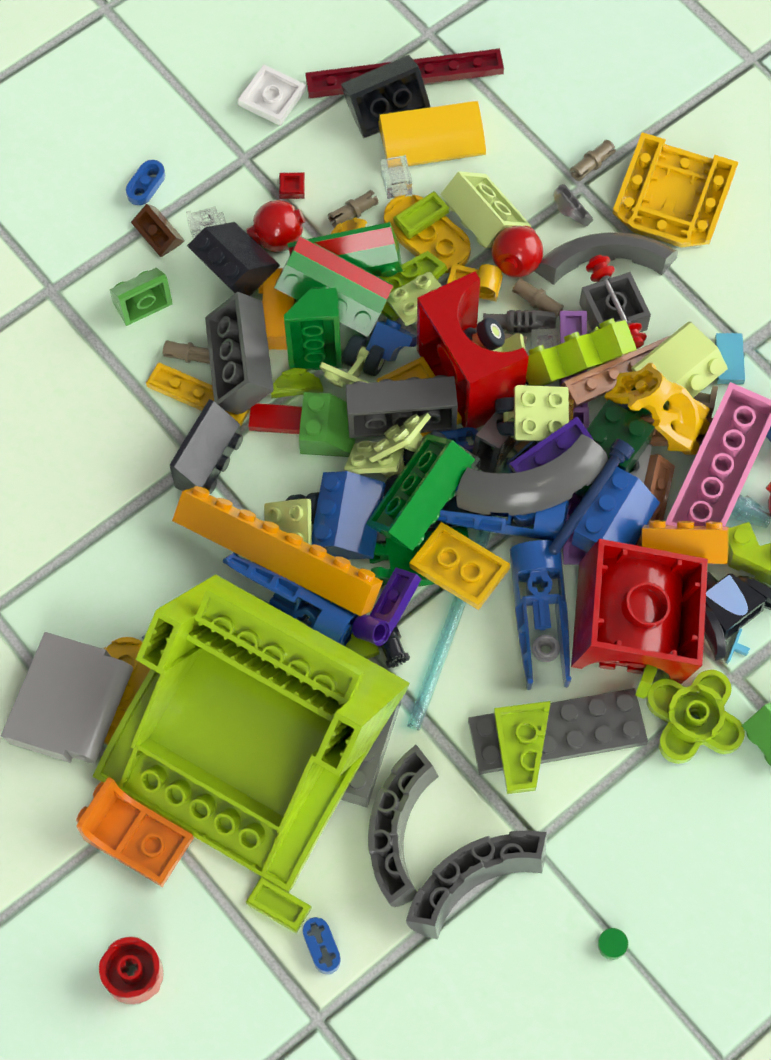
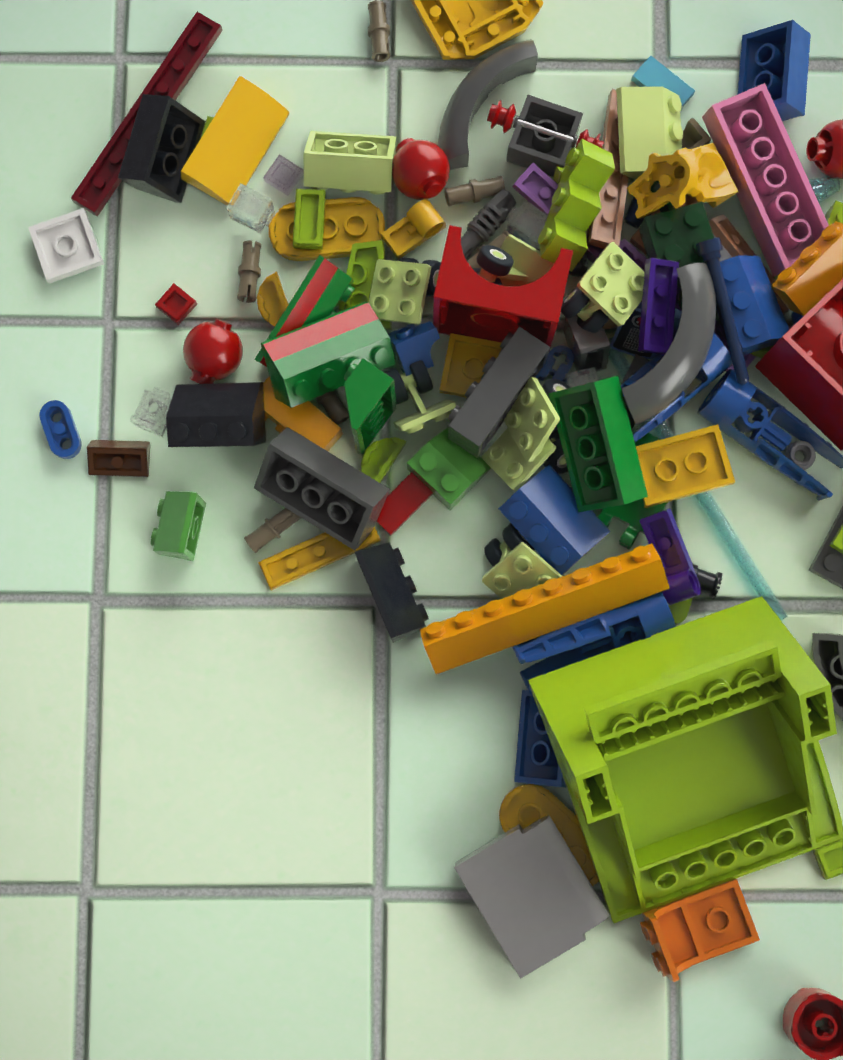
camera: 50 degrees left, 15 degrees up
(438, 179) = (283, 175): none -> tile
(570, 206) = (406, 87): flat silver plate -> none

